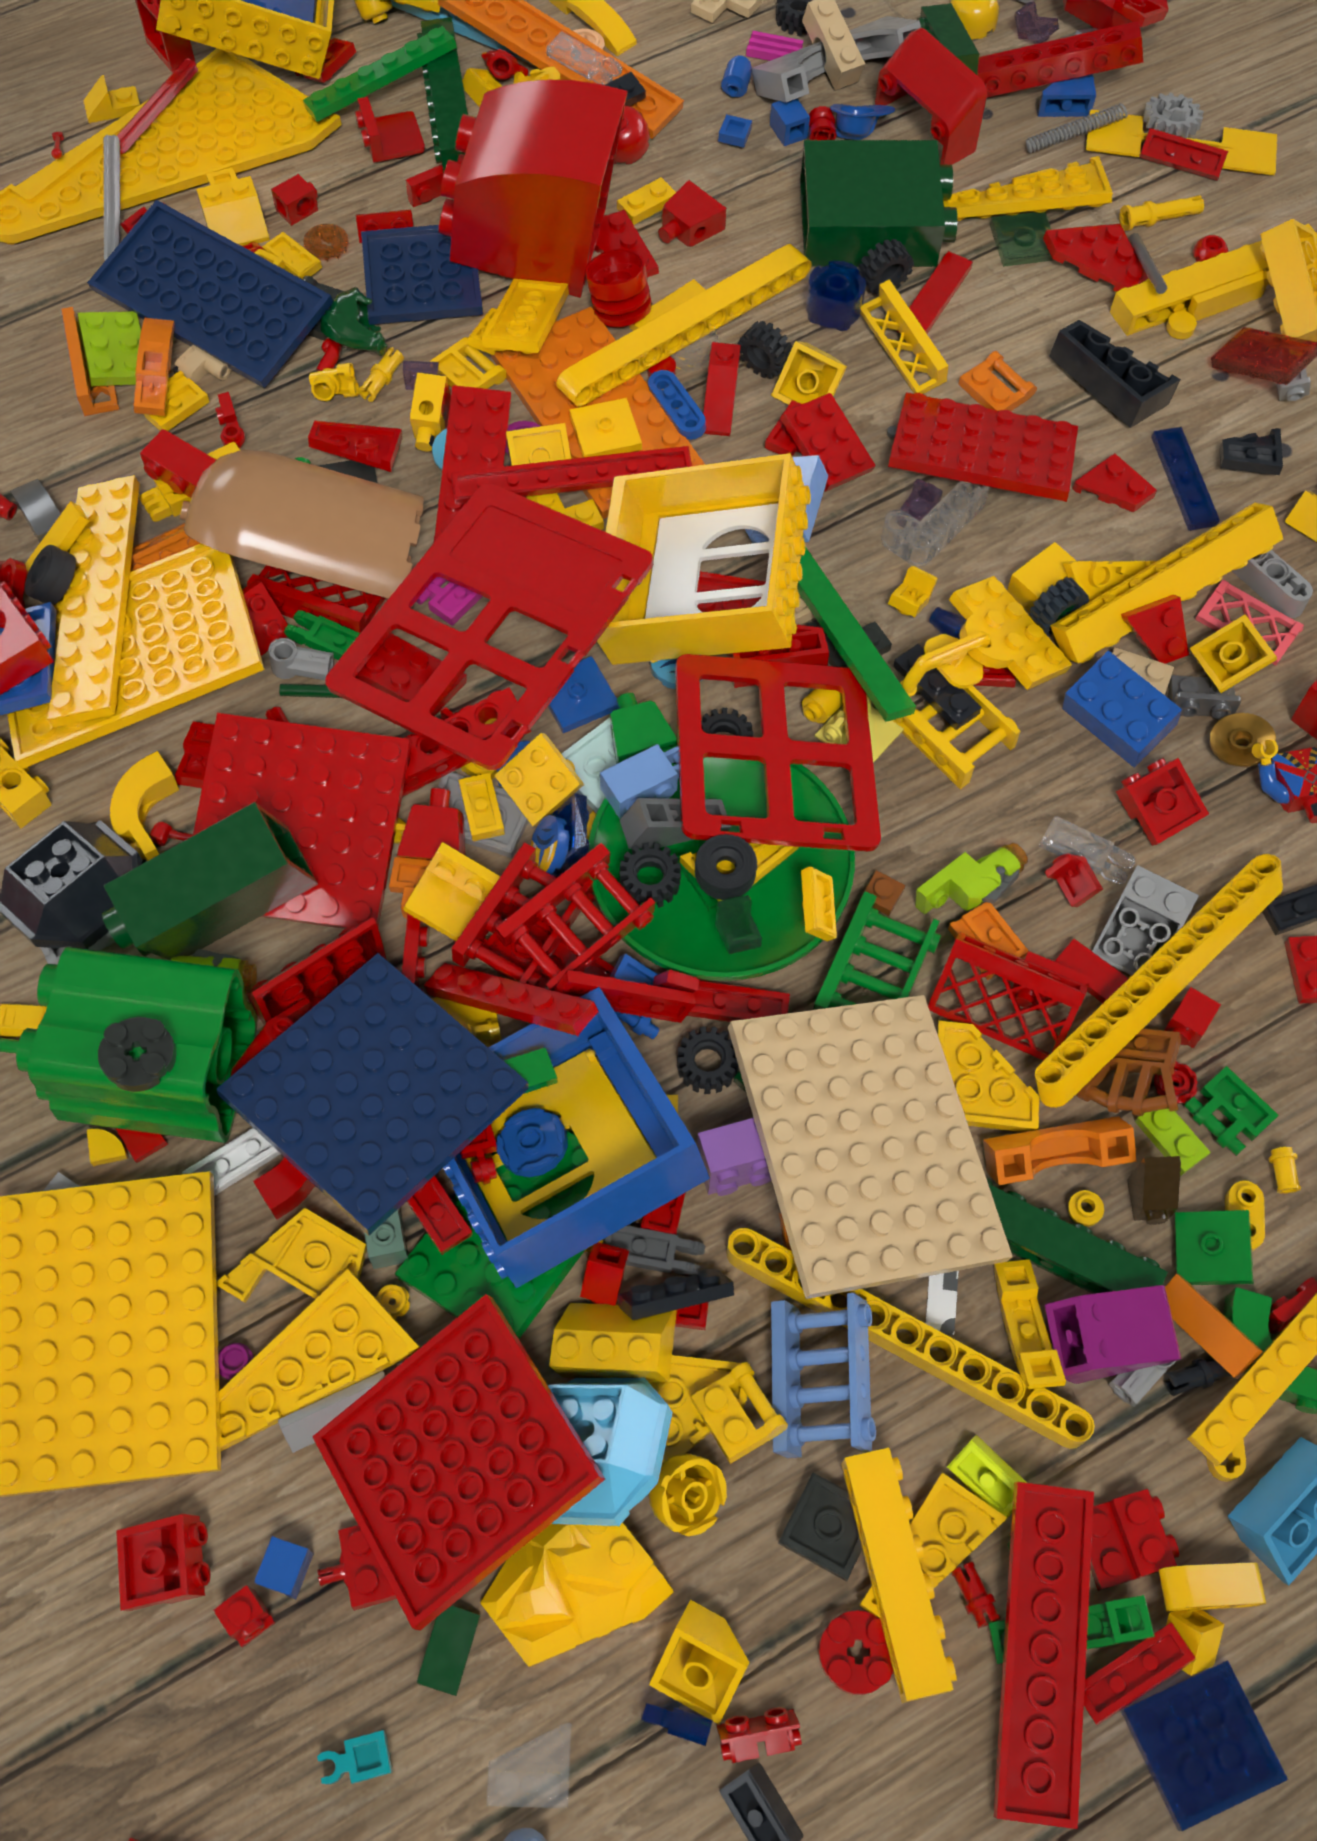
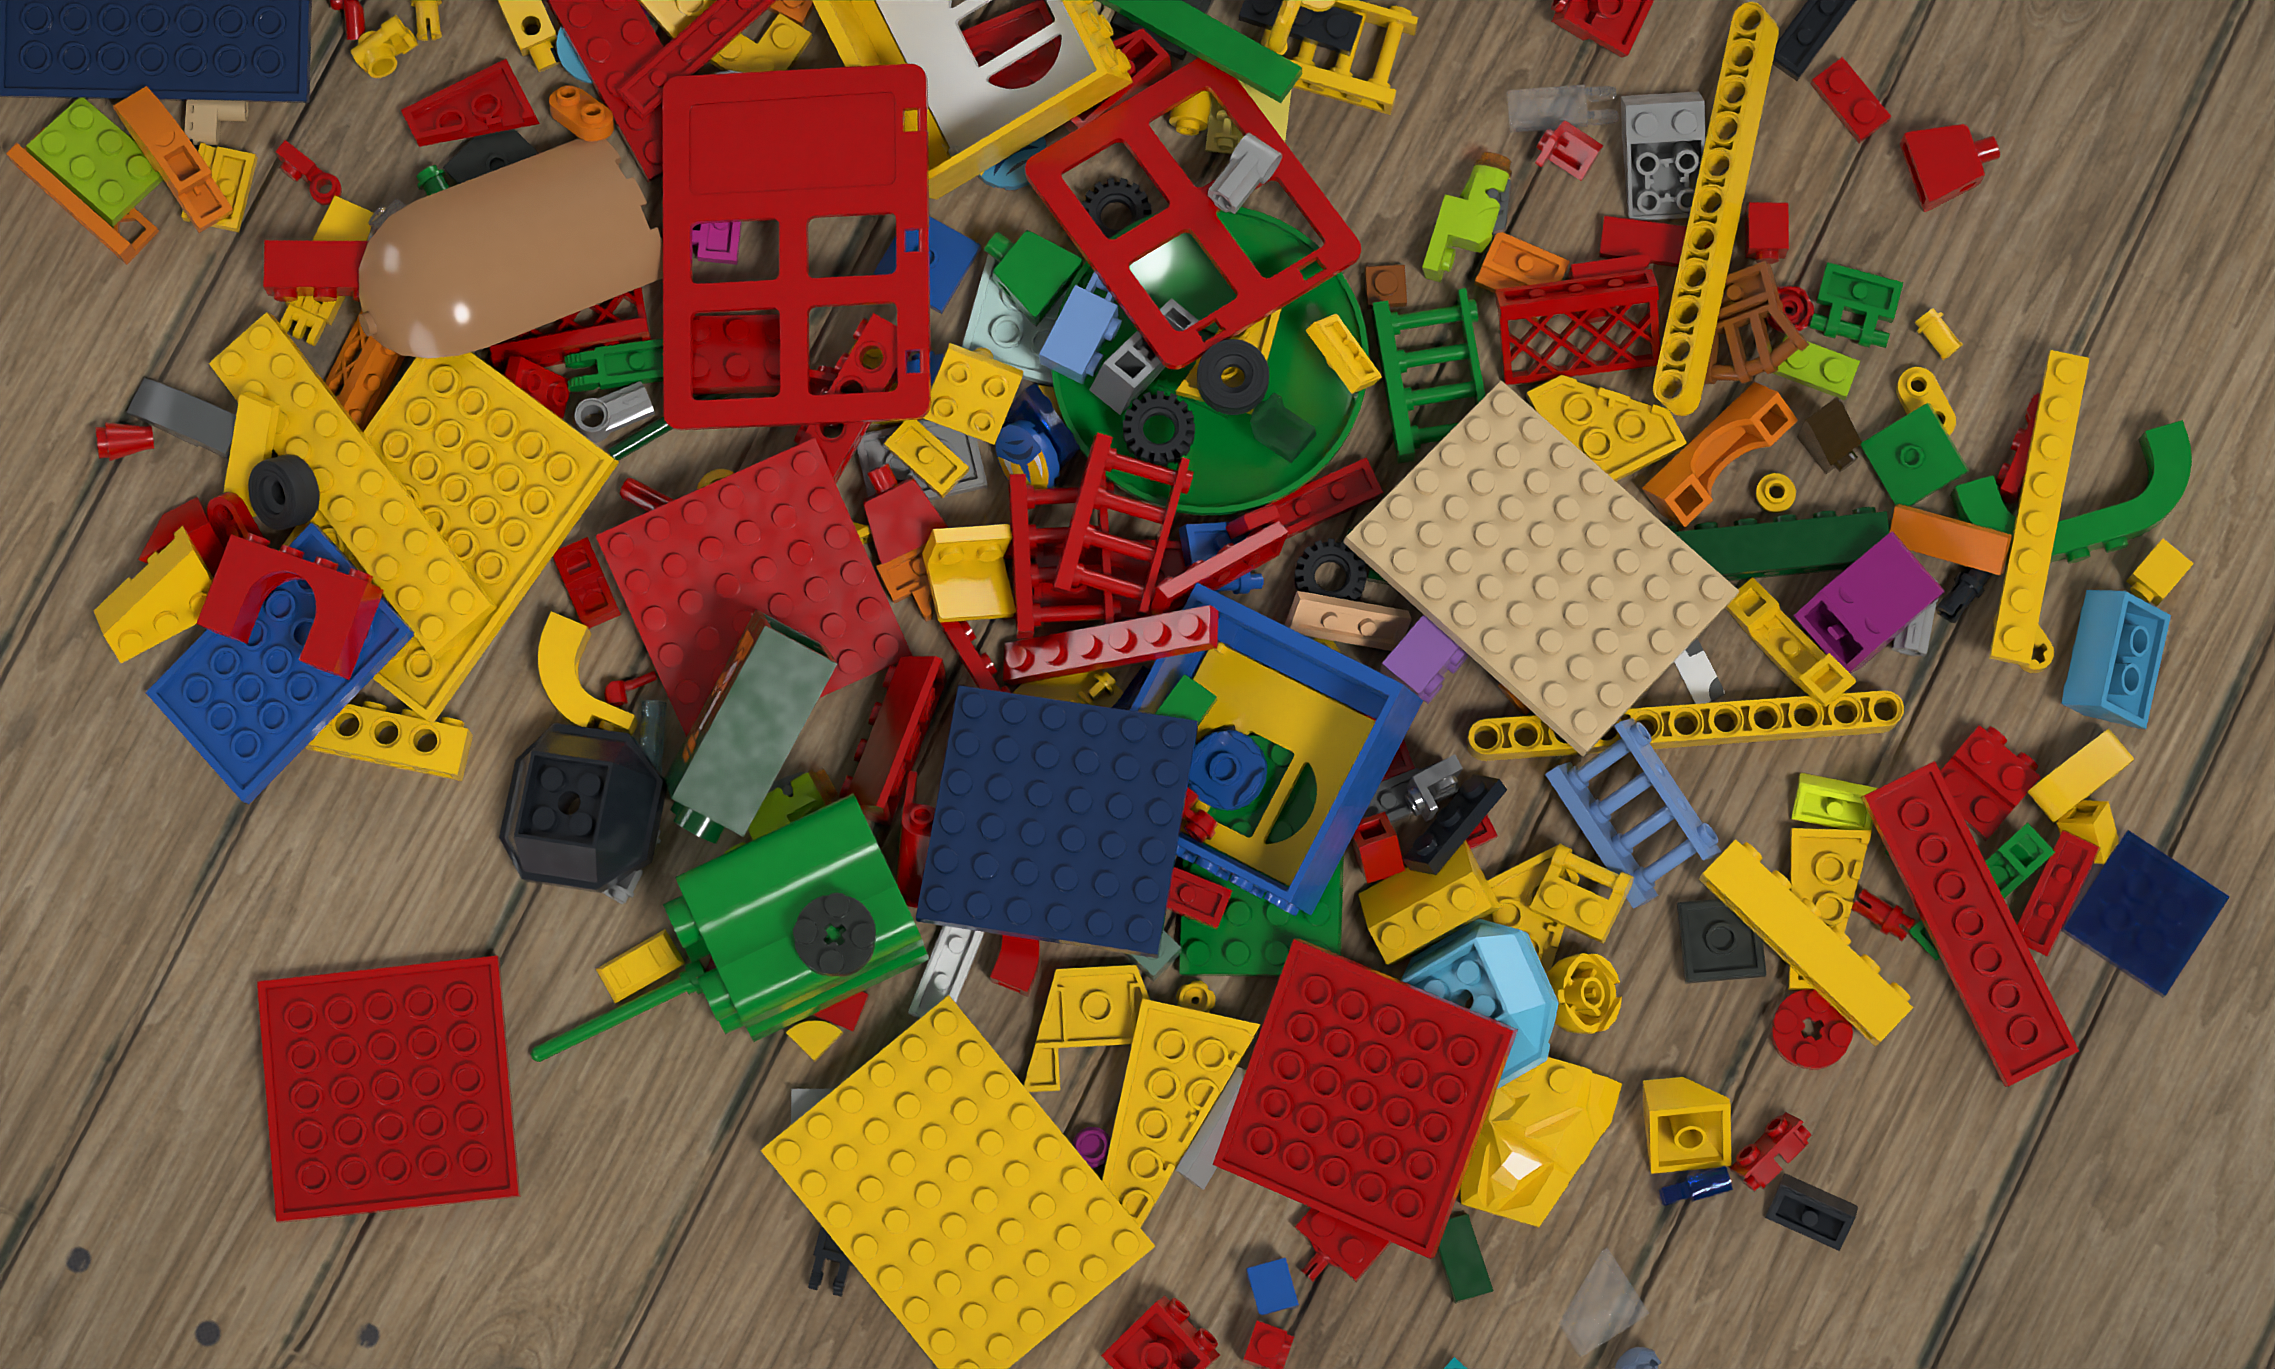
camera: 30 degrees left, 15 degrees up
(421, 481) = (581, 113): none -> orange plate
(679, 1245) = (1429, 783): none -> flat silver bracket
(694, 1091) = (1348, 621): none -> light nougat plate
(835, 741) = (1249, 165): none -> light grey piece

